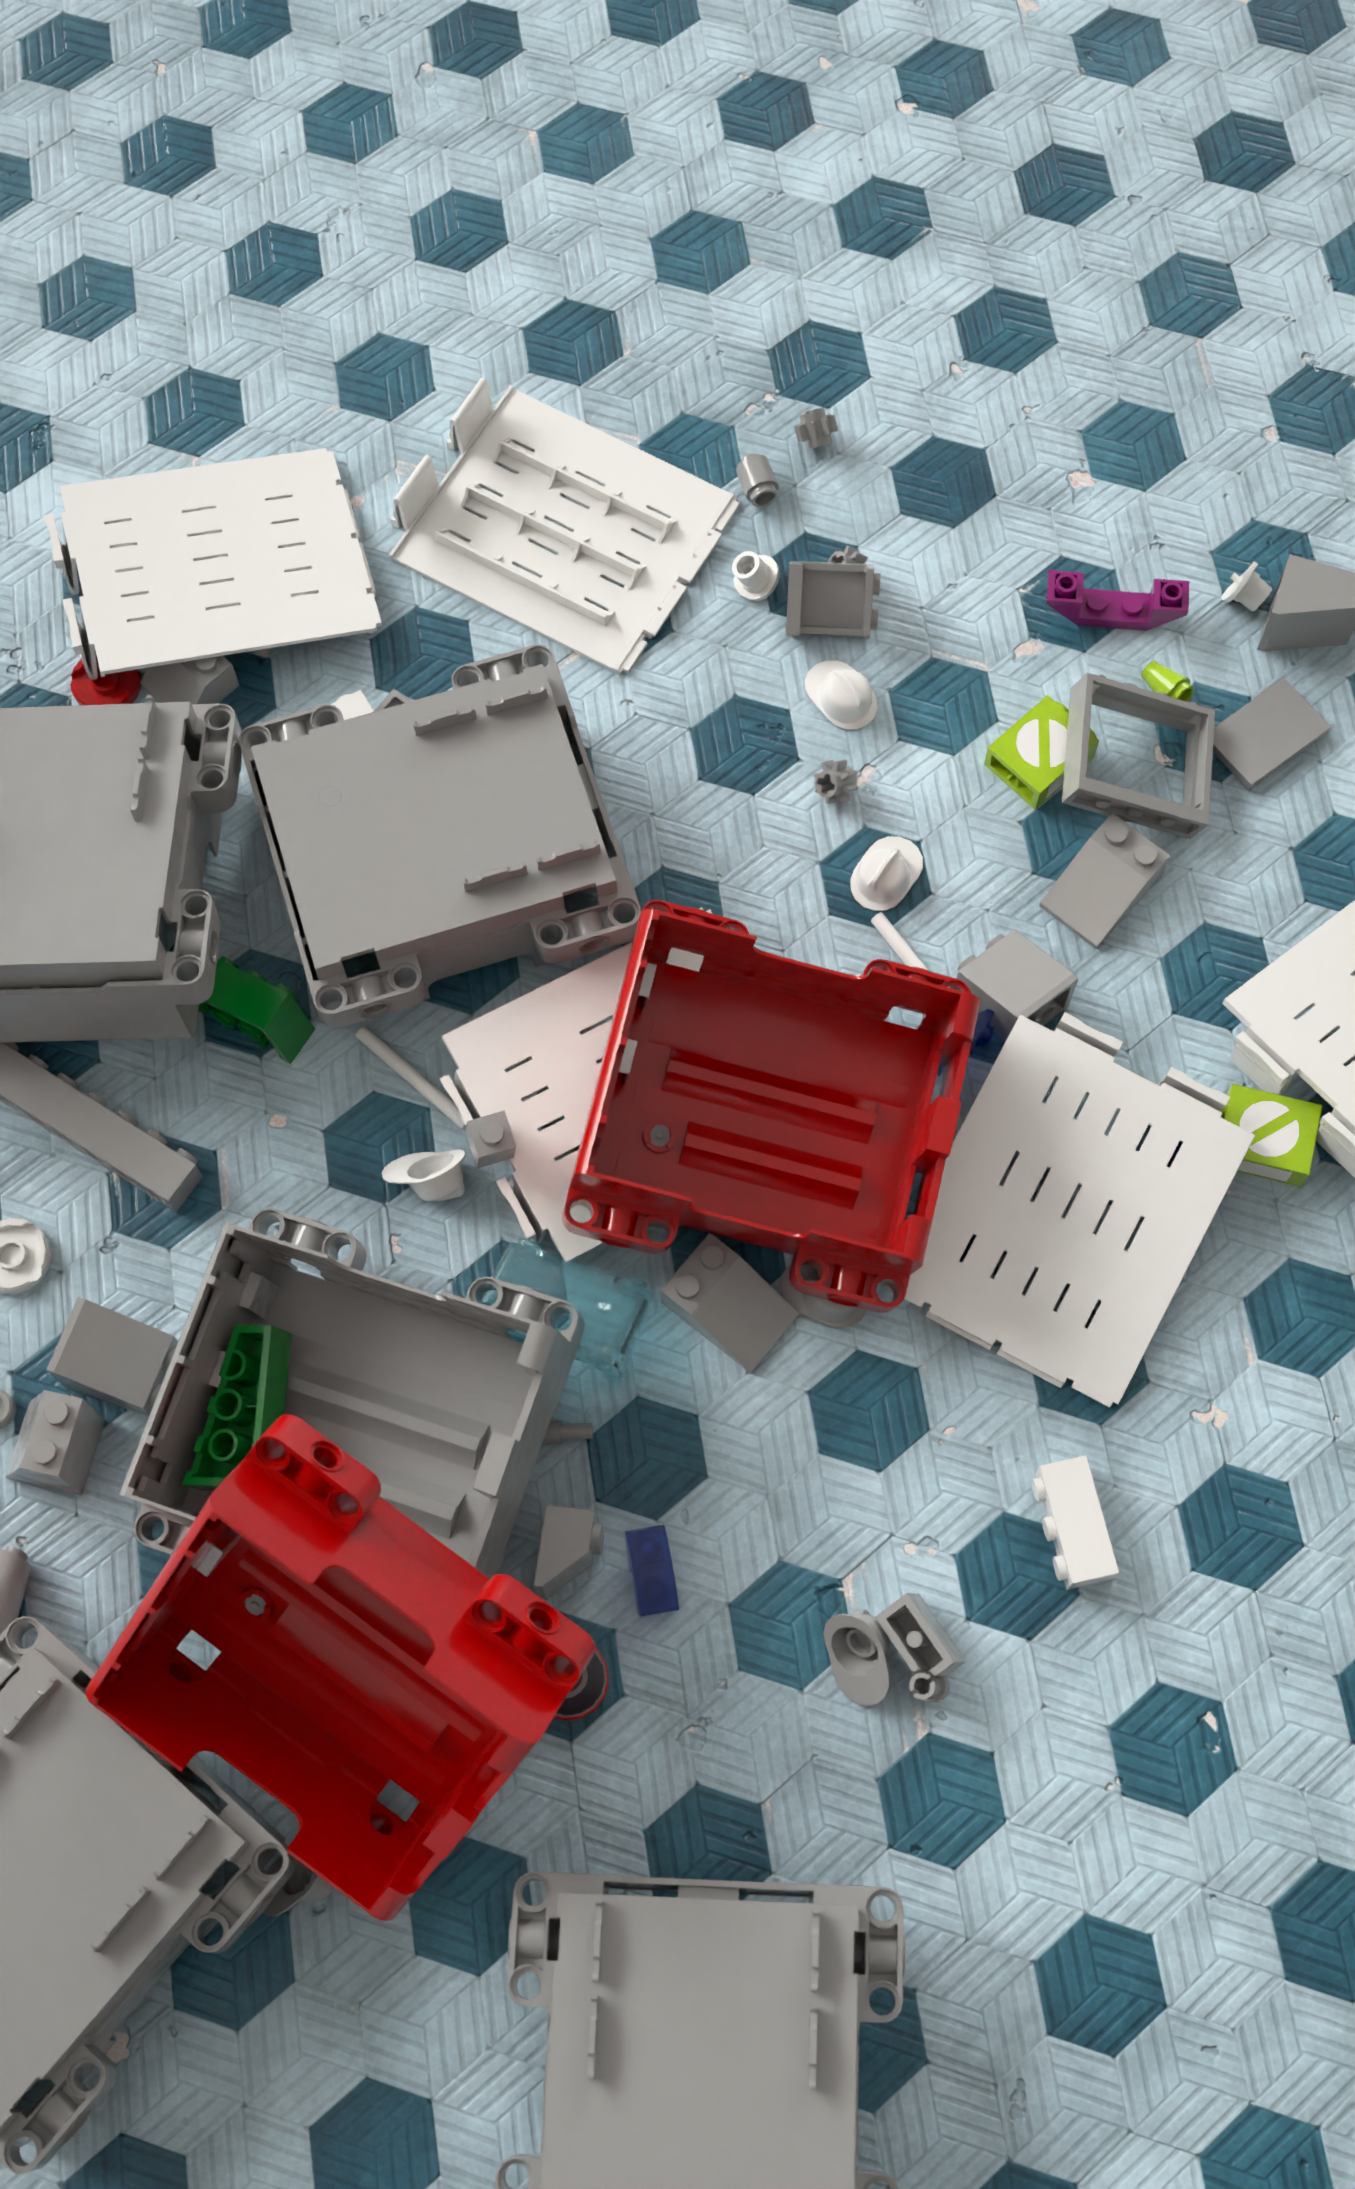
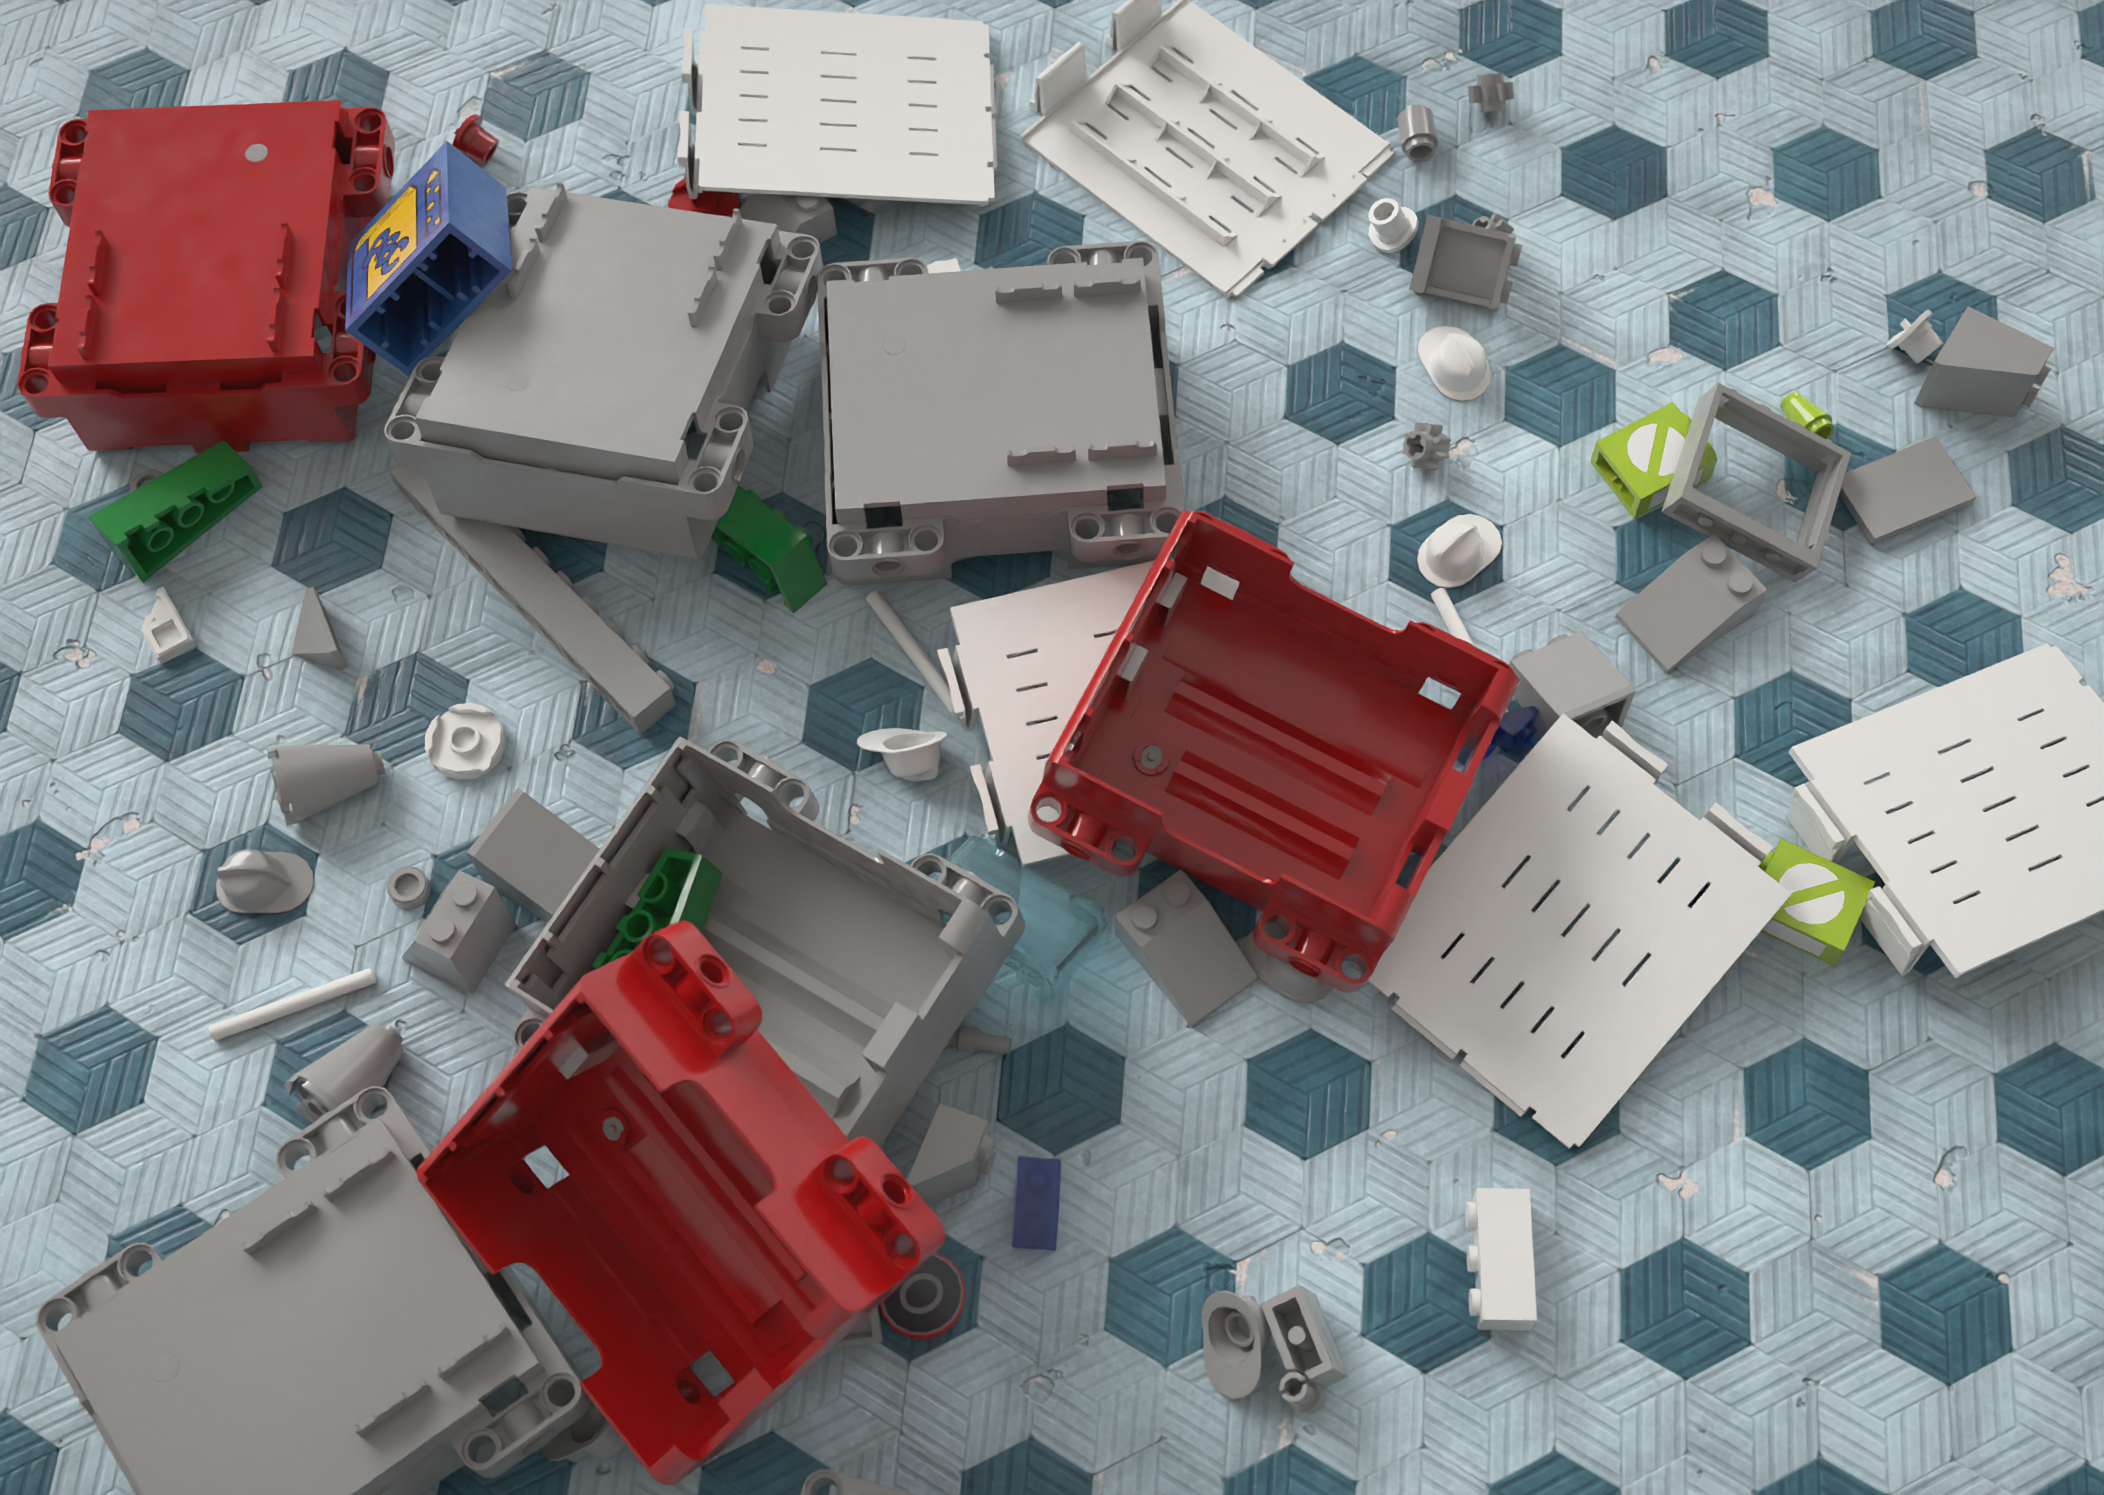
camera: 15 degrees right, 5 degrees down
(490, 1139) = (973, 720): light grey brick -> none
(1116, 609) = (1766, 331): magenta slope -> none

